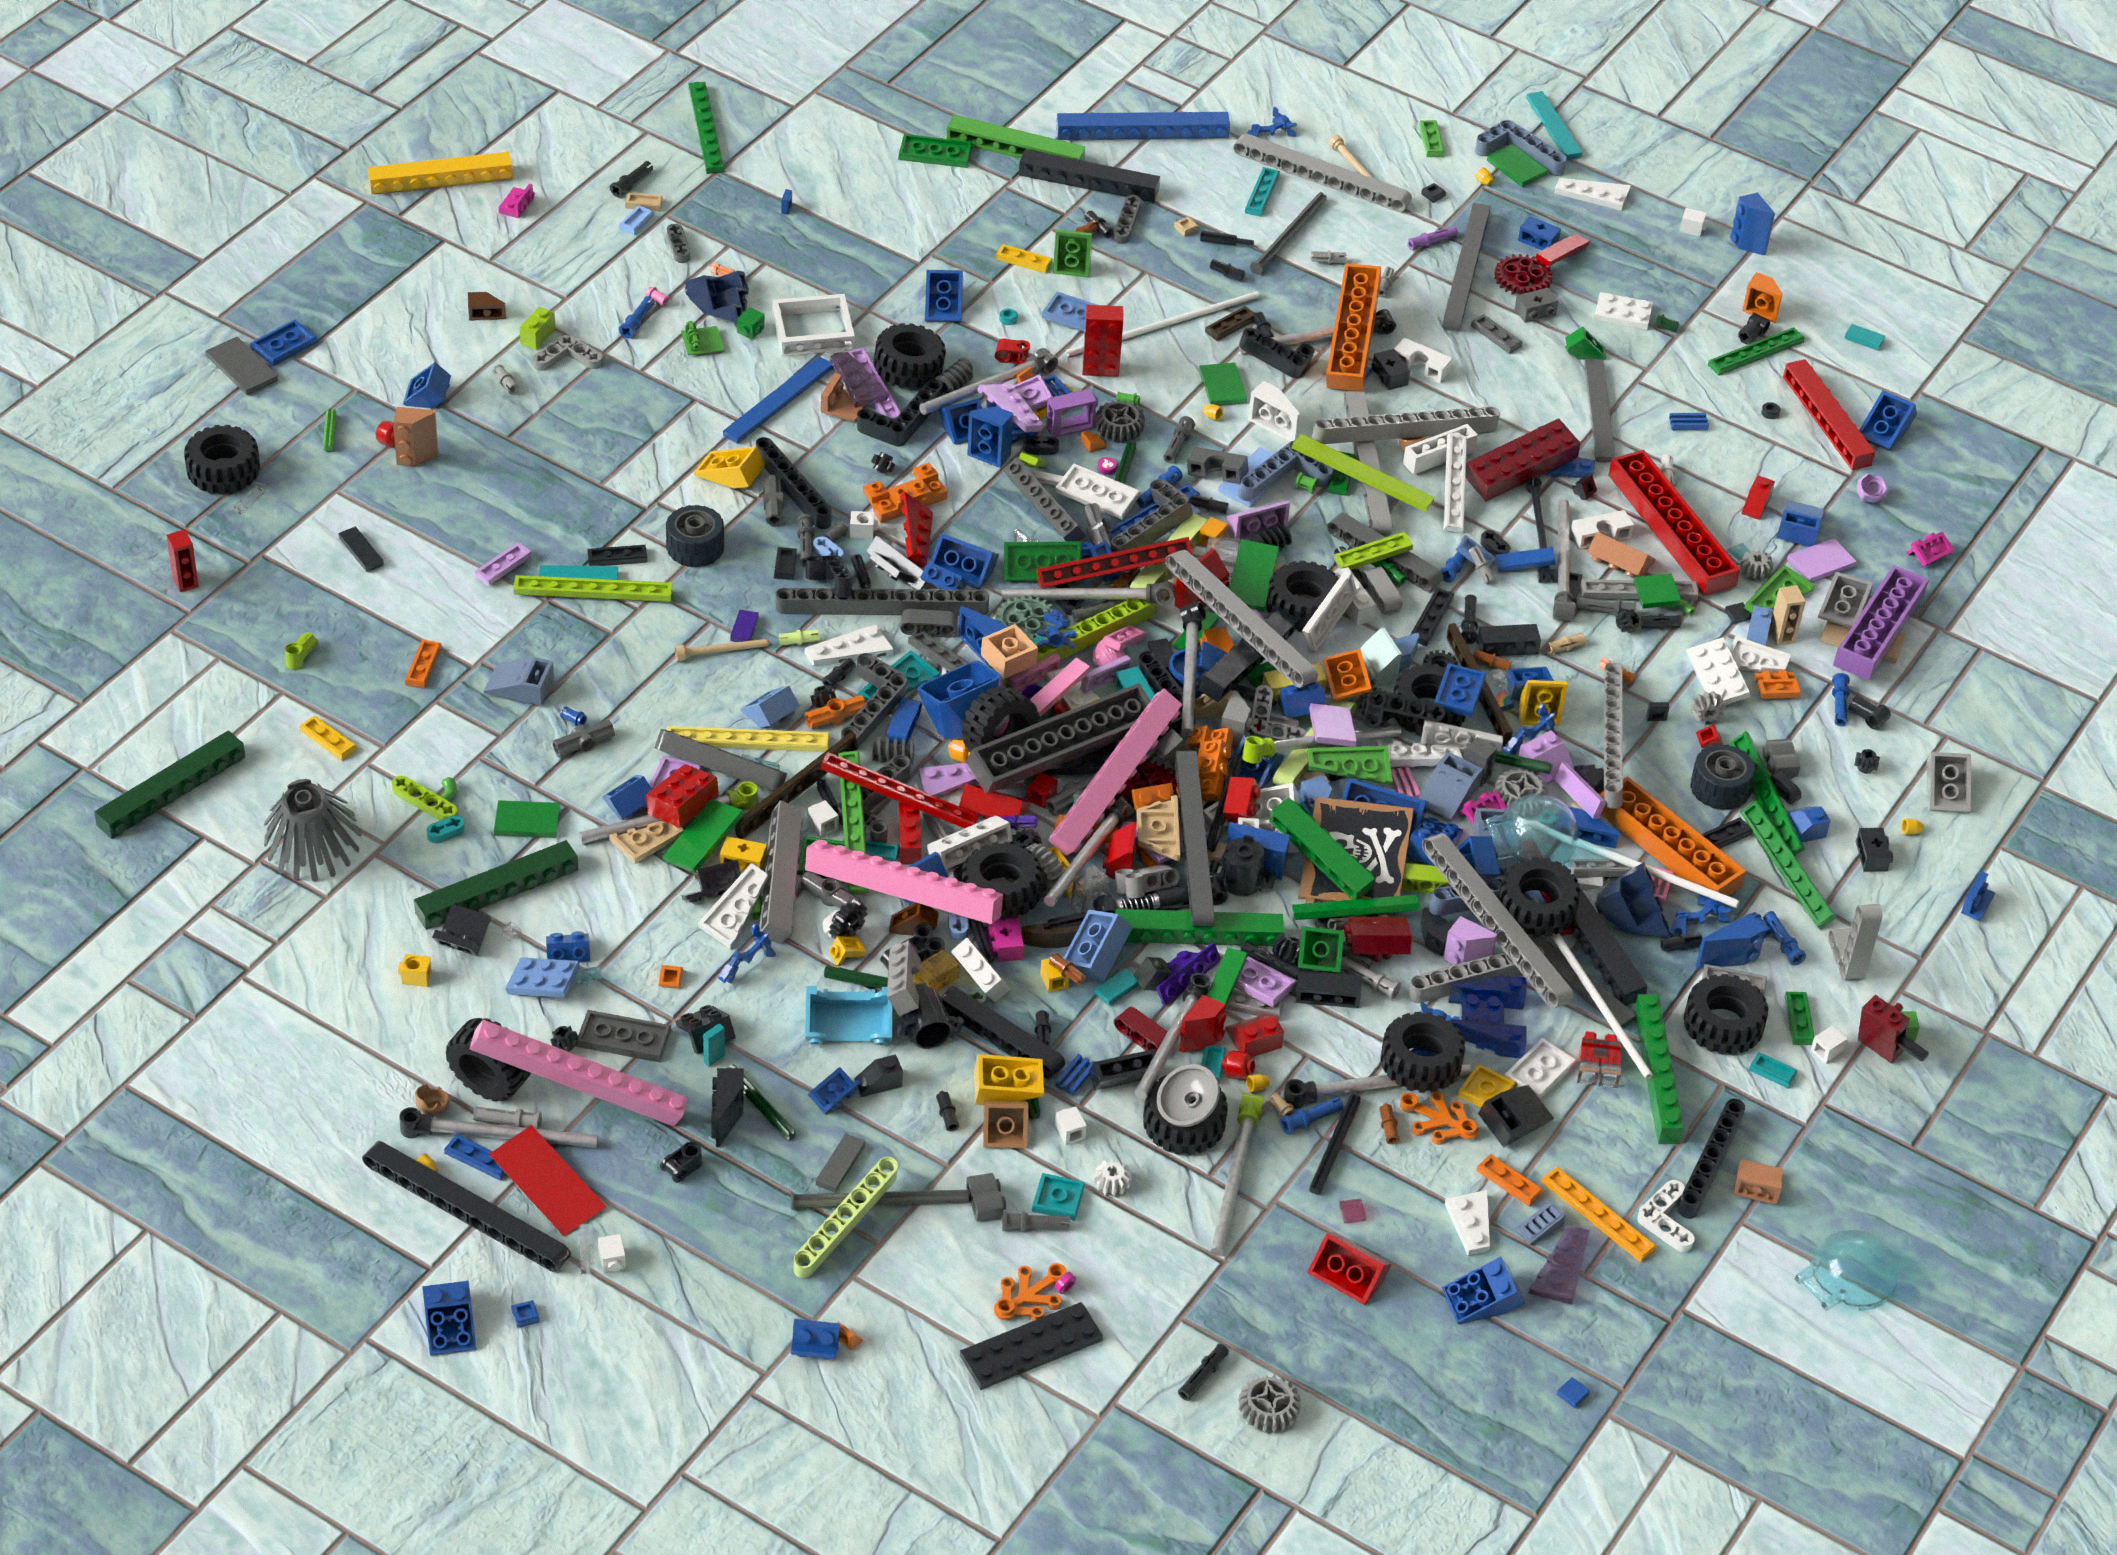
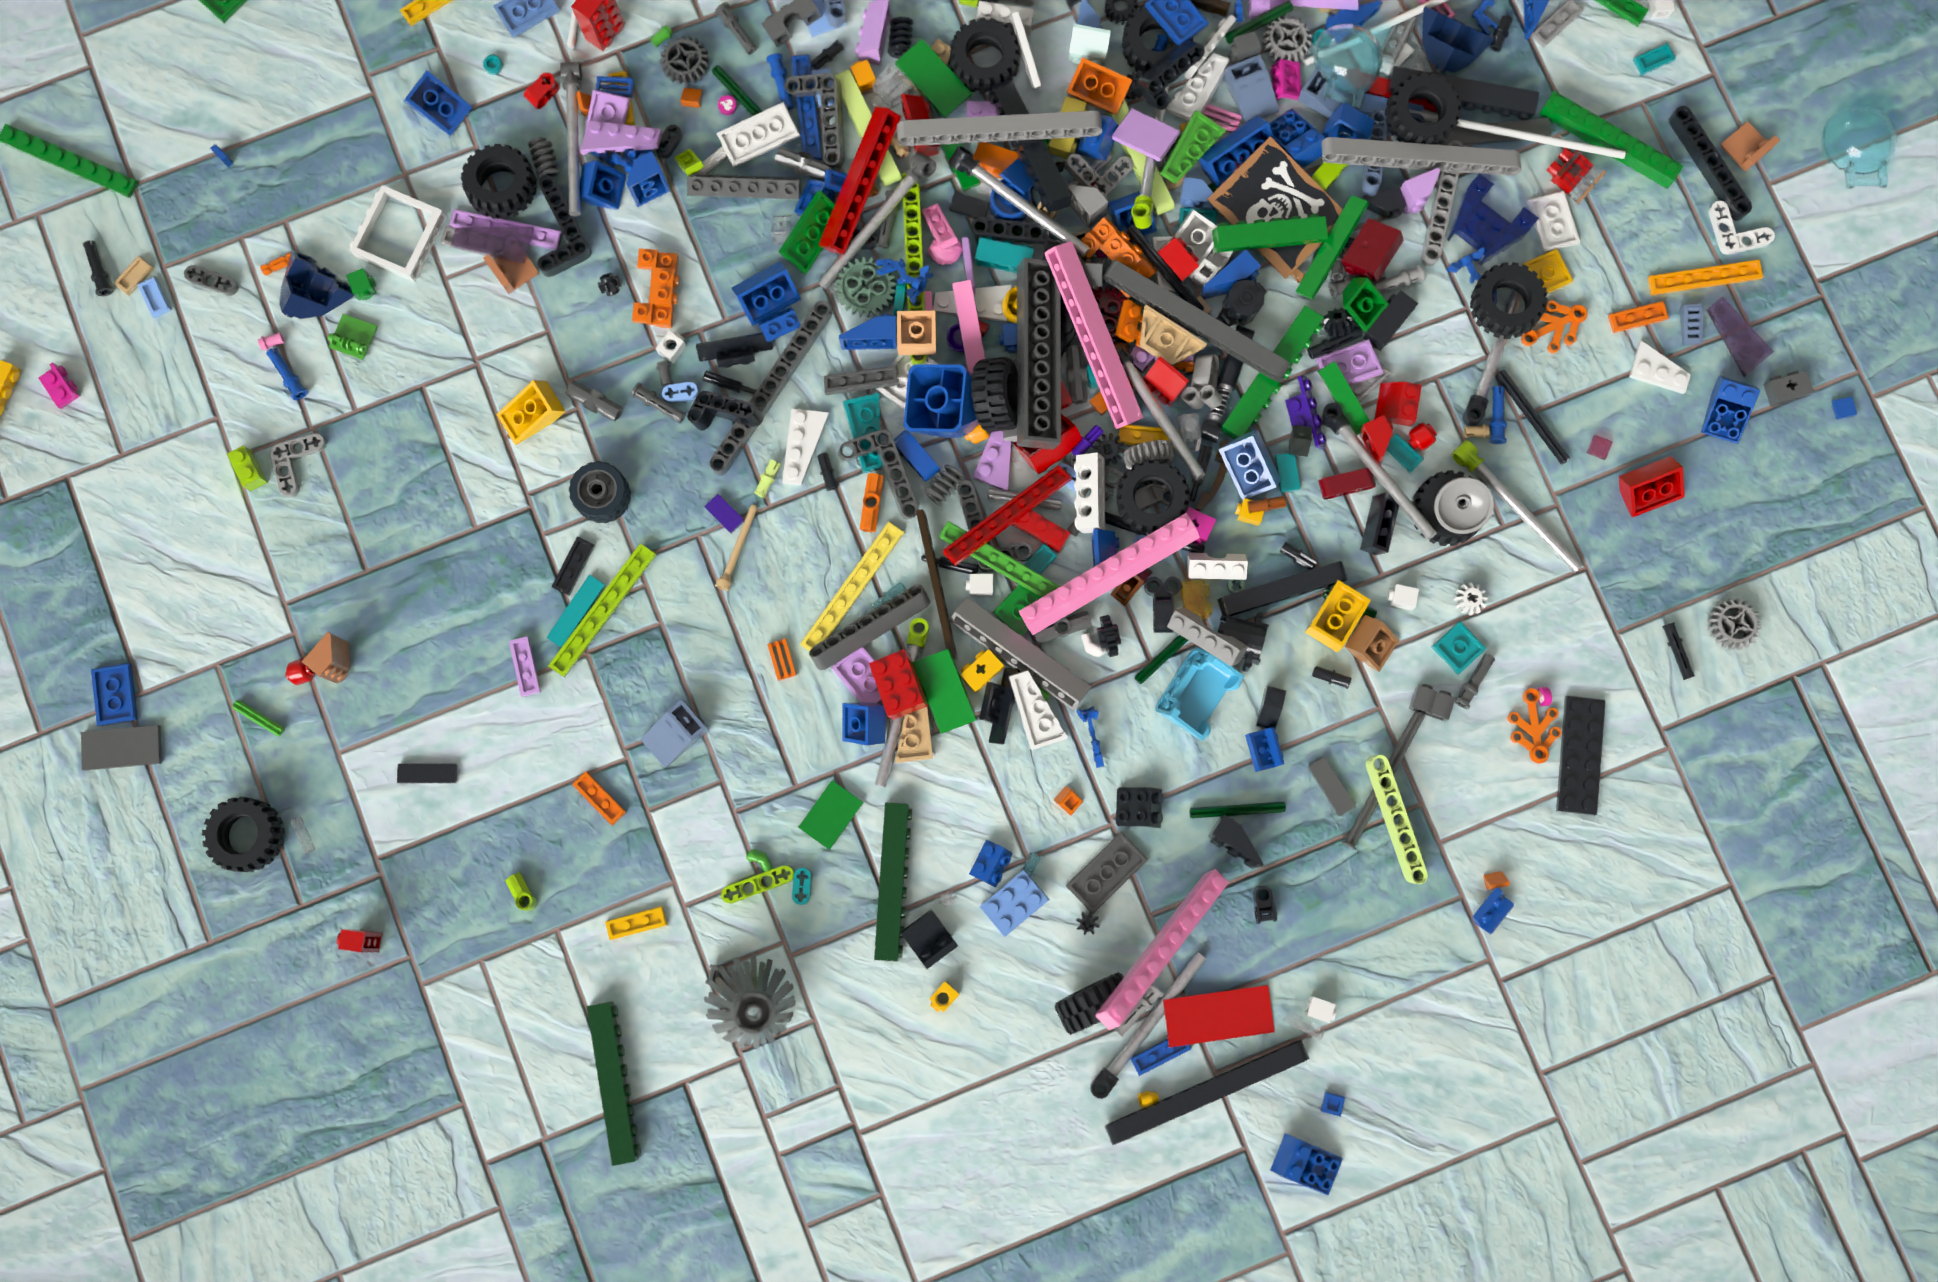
camera: 50 degrees left, 35 degrees up
(428, 387) = (262, 606): blue slope -> none
(431, 1100) = (1088, 1059): medium nougat hair -> none
(485, 307) = (186, 496): reddish brown slope -> none
(506, 379) = (294, 532): light grey pin -> none
(573, 716) = (741, 712): blue pin -> none
(583, 738) = (772, 719): dark grey piece -> none
(641, 720) = (777, 644): none -> orange tile
(714, 1044) = (1171, 815): teal tile -> none
(771, 707) = (832, 550): medium blue slope -> none
(777, 399) = (469, 319): blue tile -> none
(785, 563) = (671, 435): black tile -> none
(794, 483) = (575, 367): black beam -> none
(822, 695) = (850, 502): black gear -> none
(846, 947) = (1128, 651): yellow bracket -> none
(918, 529) = (697, 299): red wing -> none
(930, 621) = (818, 365): dark grey beam -> none
(1061, 427) = (656, 95): medium lavender window -> none
(1083, 1063) = (1359, 555): blue tile -> none
(1257, 1082) = (1444, 433): yellow hose -> none
(1389, 1124) = (1538, 365): dark orange axle -> none
(1514, 1114) = (1592, 272): black slope -> none
(1548, 1331) = (1799, 388): none -> dark grey brick
(1721, 1033) = (1608, 37): black tyre -> none

